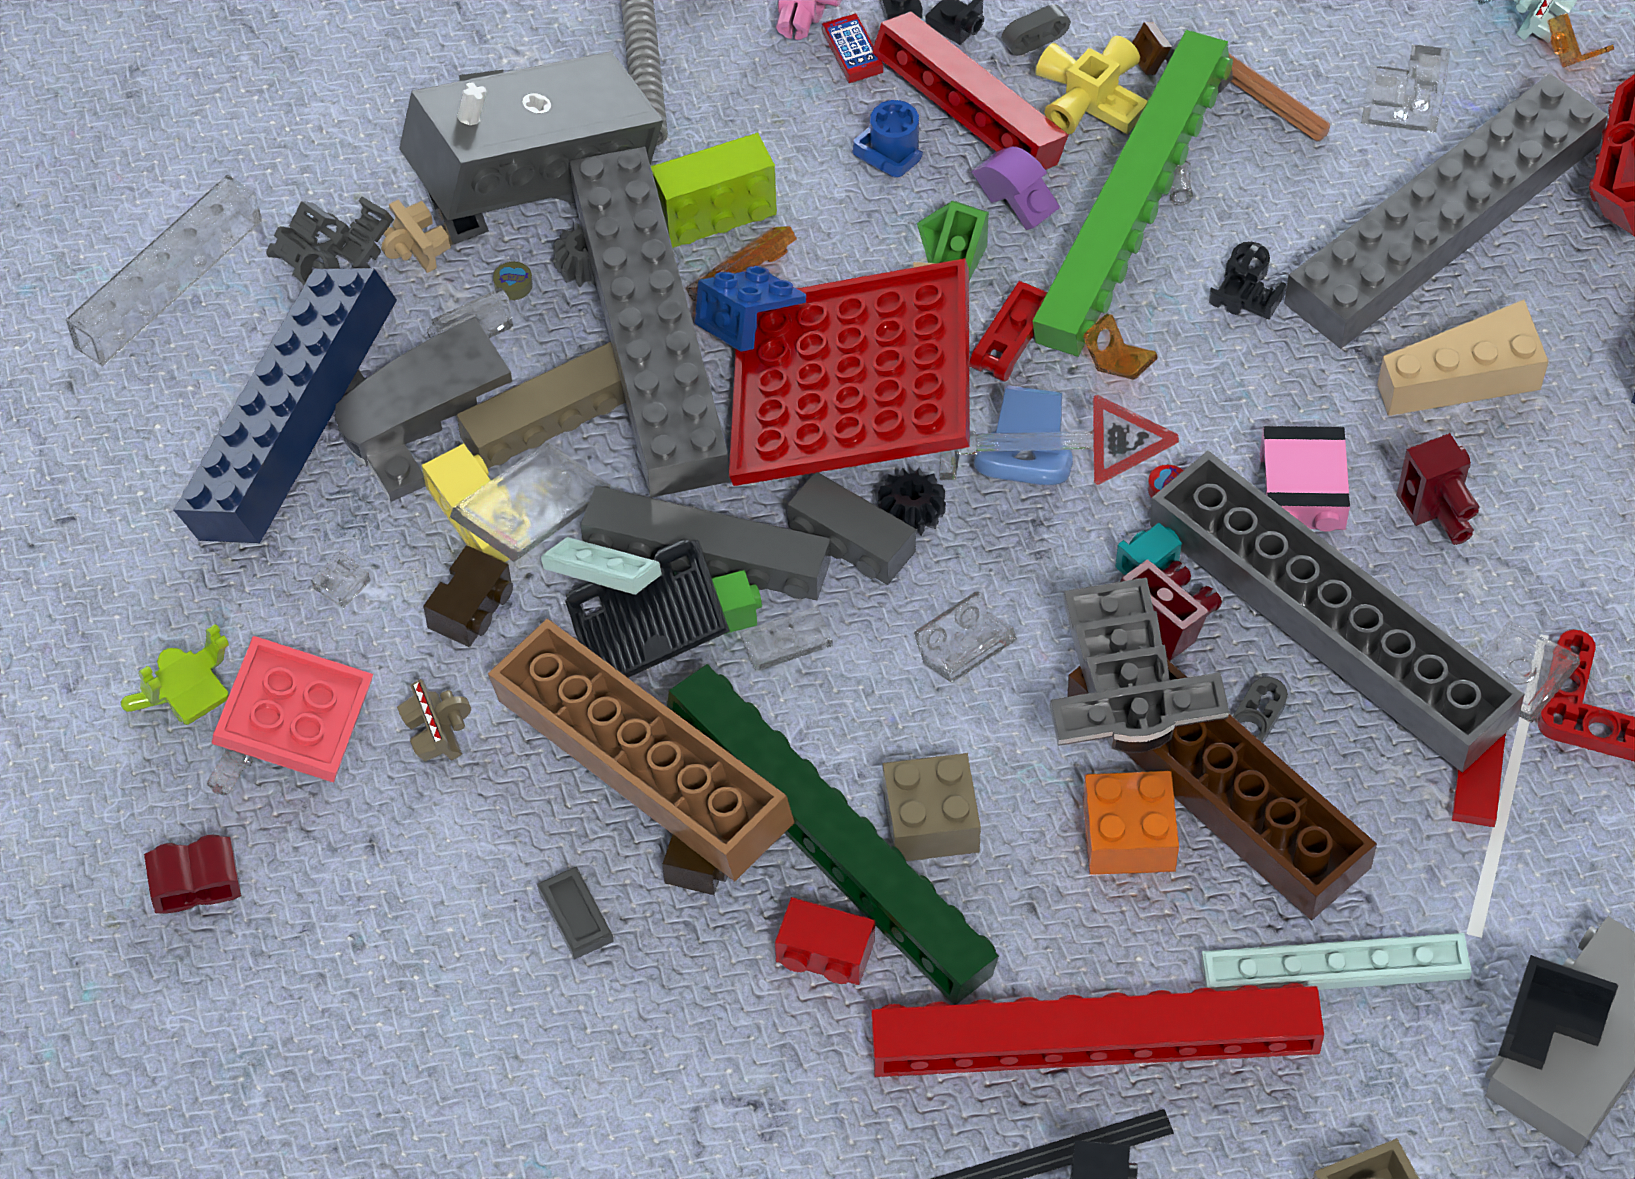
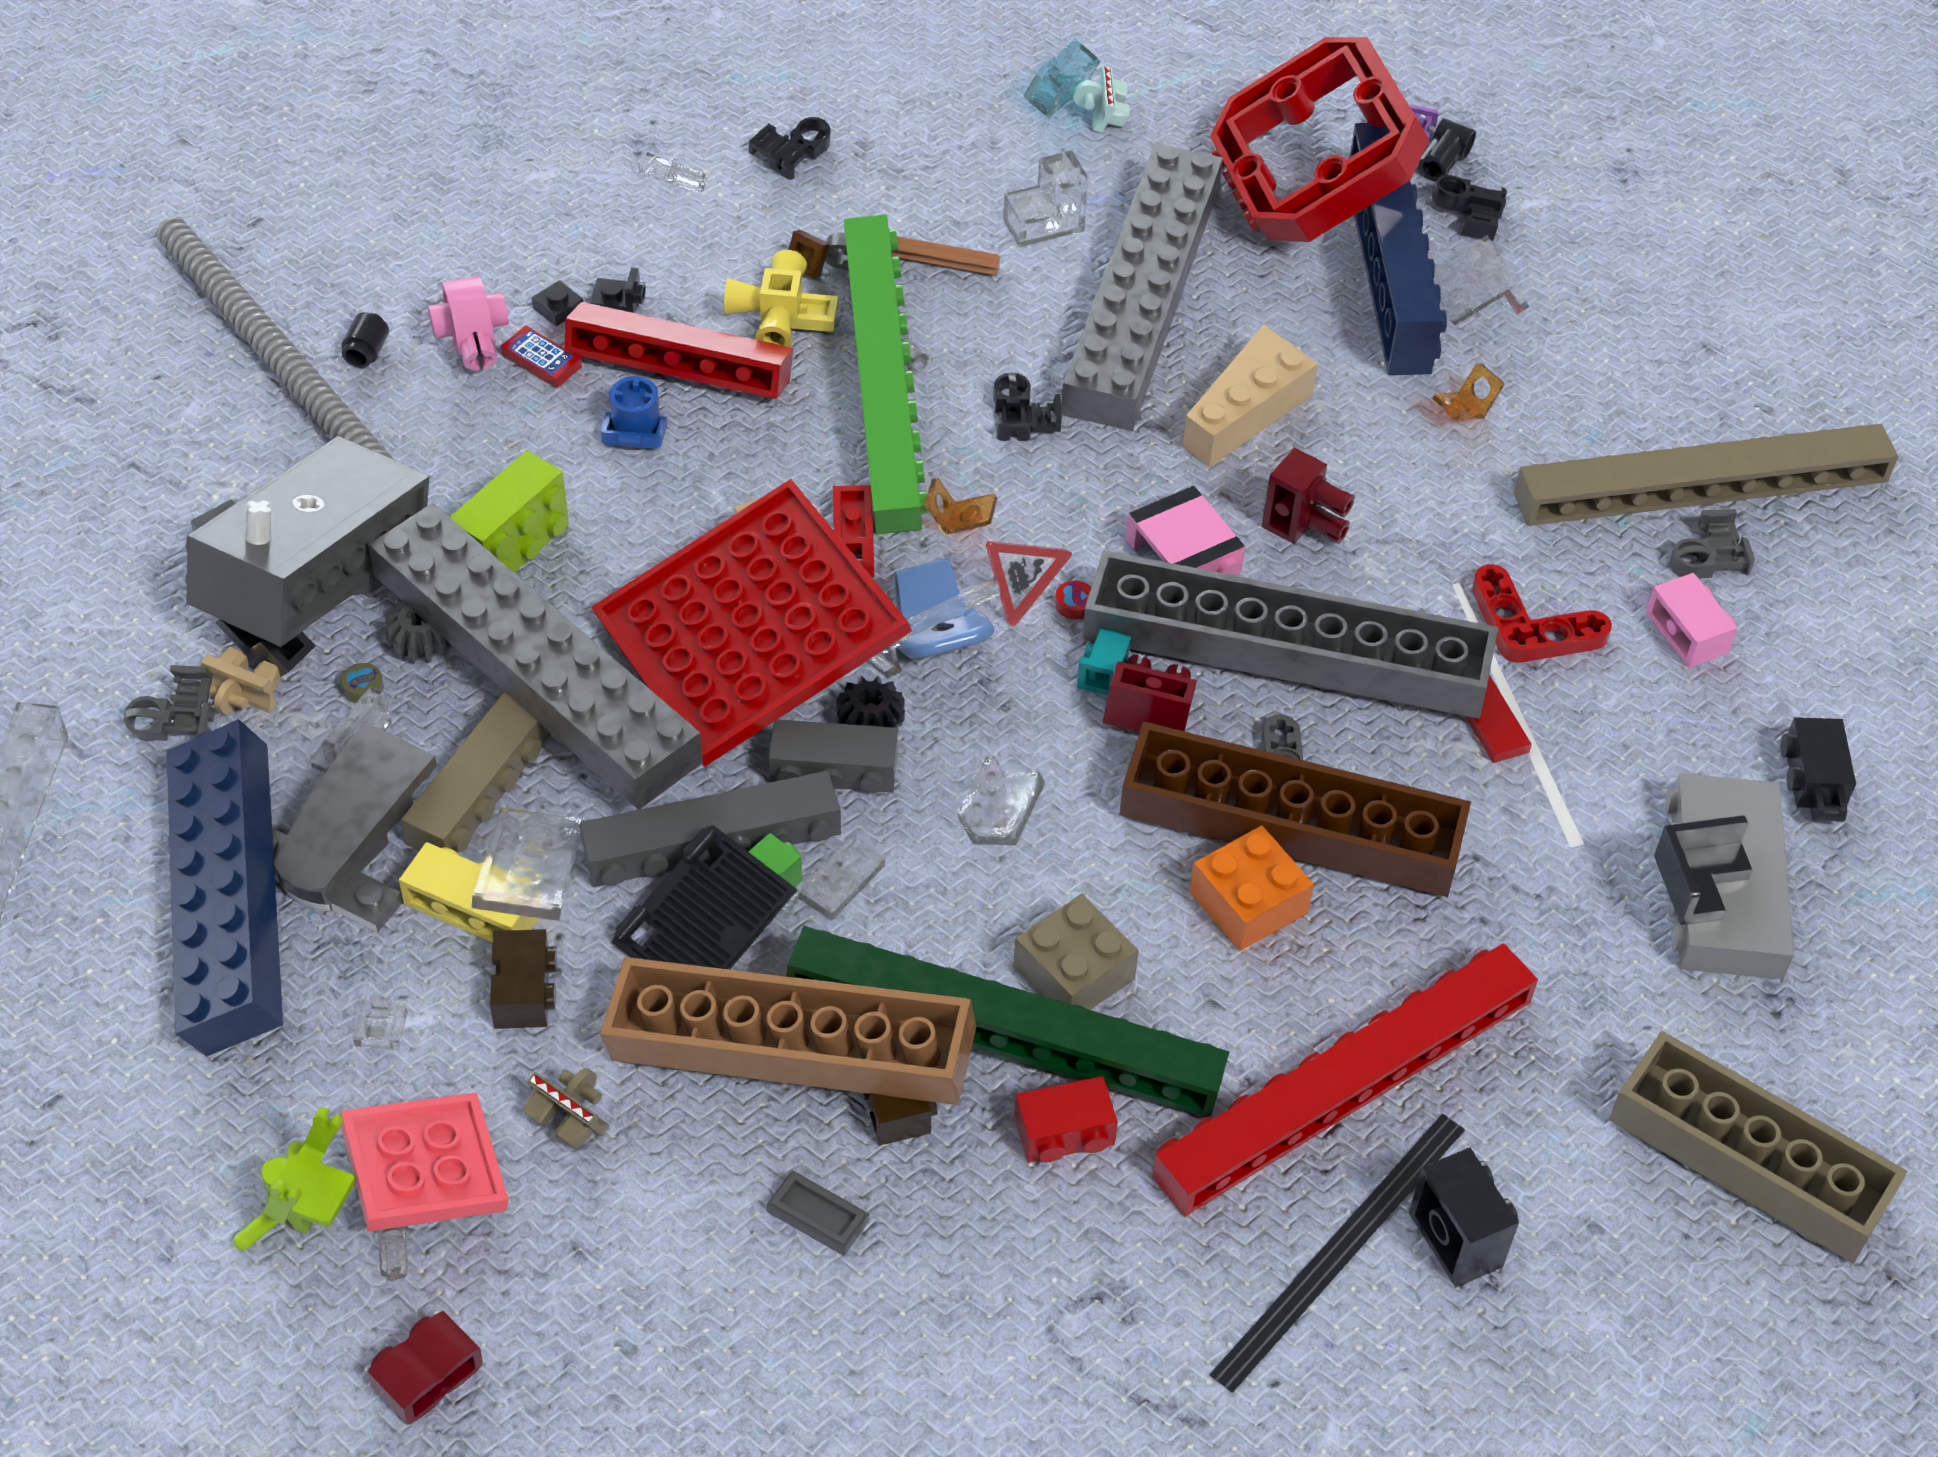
camera: 35 degrees left, 5 degrees down
(299, 242) = (131, 734): dark grey piece -> none
(601, 565) = (633, 890): light aqua tile -> none
(730, 303) = (605, 604): blue bracket -> none
(766, 247) = (576, 568): clear orange plate -> none
(955, 234) = (746, 470): bright green slope -> none
(1018, 178) = (773, 400): medium lavender brick -> none
(1036, 29) = (697, 277): dark grey beam -> none
(1128, 674) = (1180, 758): flat silver slope -> none
(1340, 963) = (1492, 922): light aqua tile -> none
(1530, 665) = (1471, 601): clear tile -> none
(1565, 43) = (1145, 117): clear orange bracket -> none

